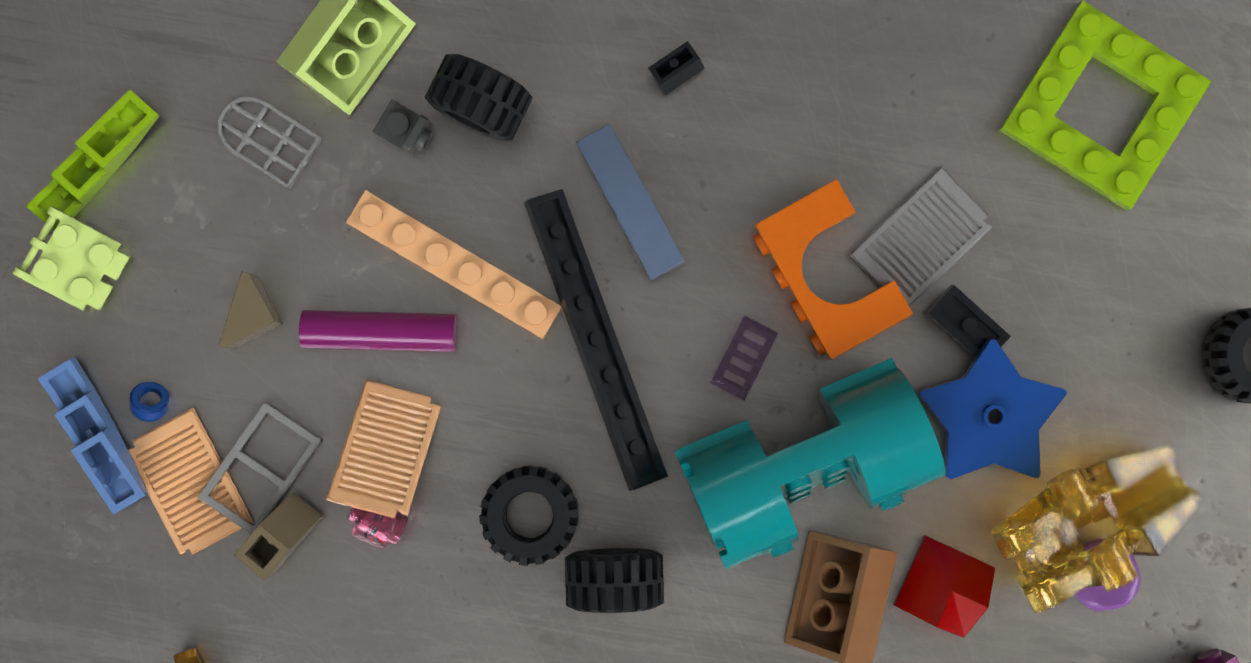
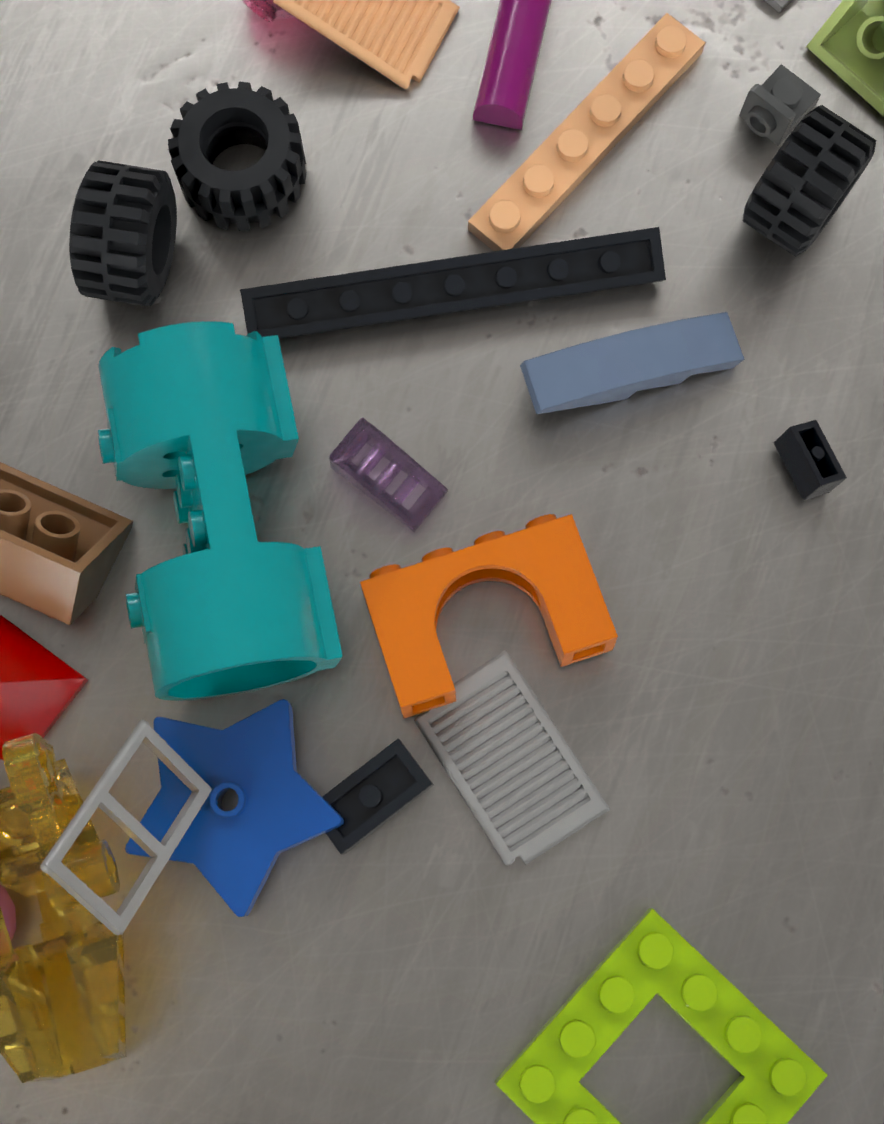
camera: 100 degrees right, 10 degrees down
(1043, 448) = (158, 851): none -> light grey window

